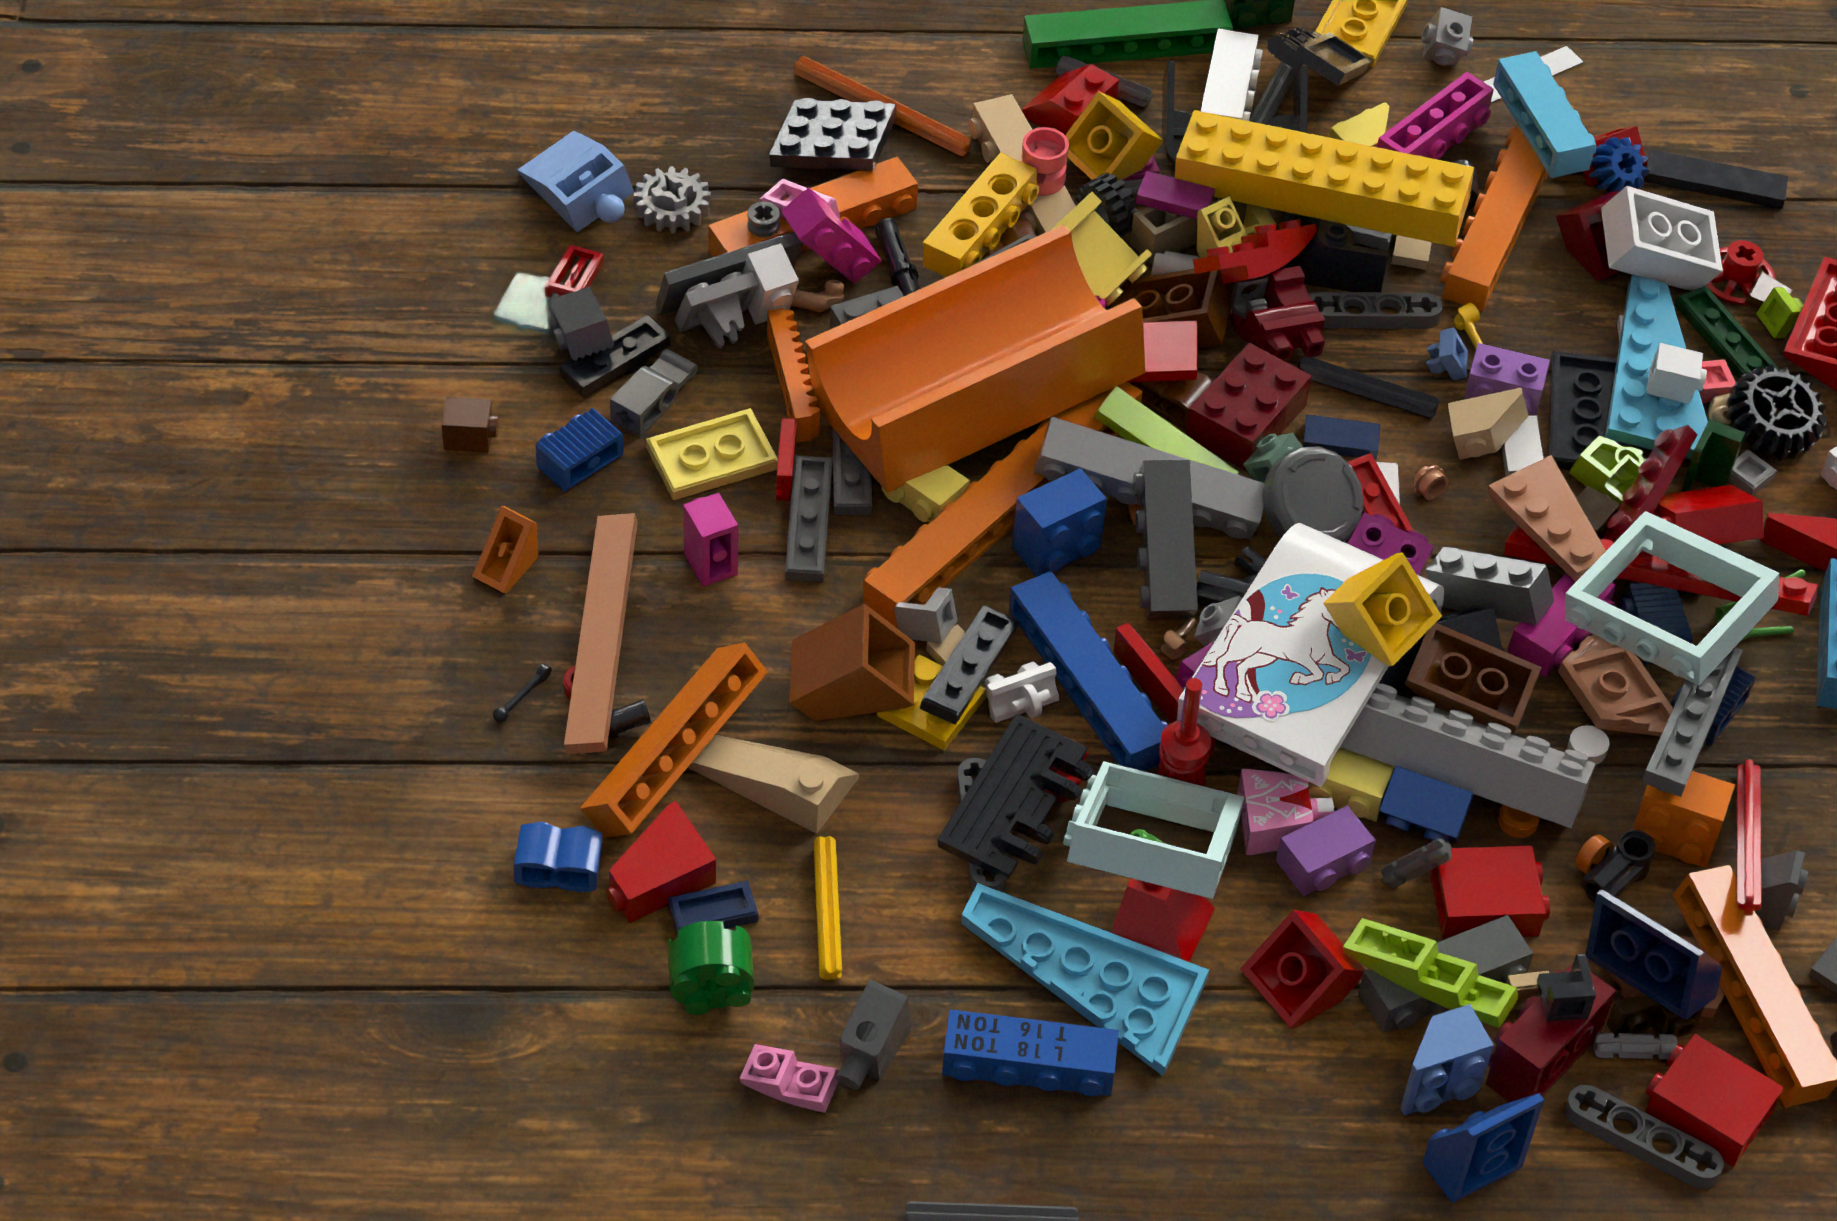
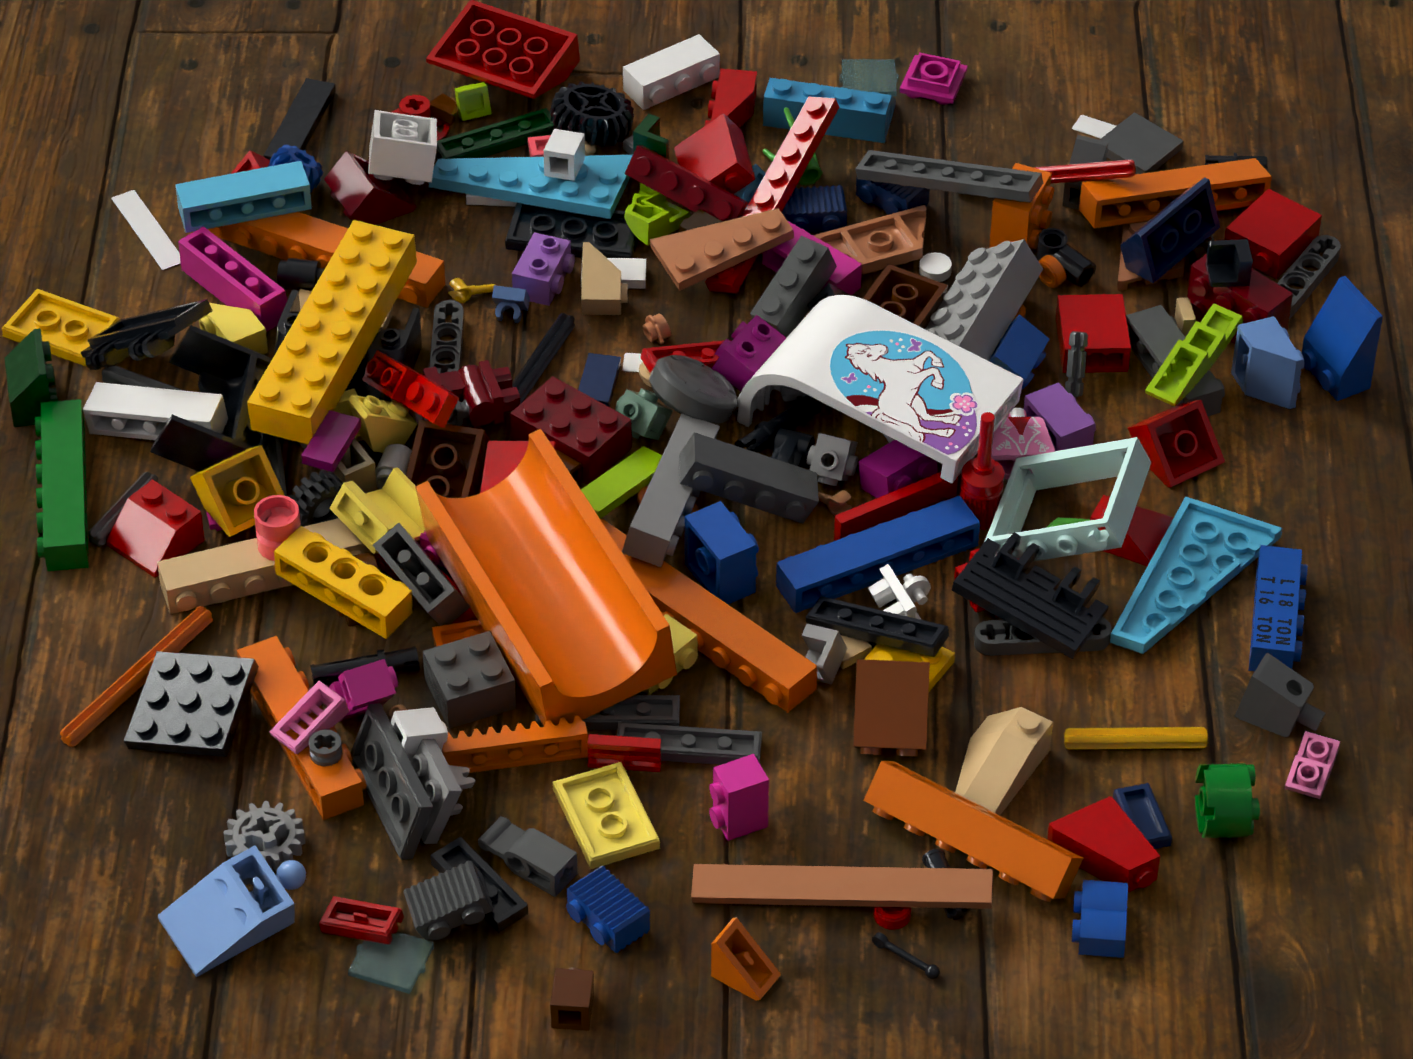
camera: 85 degrees left, 5 degrees down
(1384, 609) = (882, 316): yellow slope -> none
(1447, 37) = (110, 261): light grey brick -> none
(1693, 554) = (832, 112): light aqua window -> none

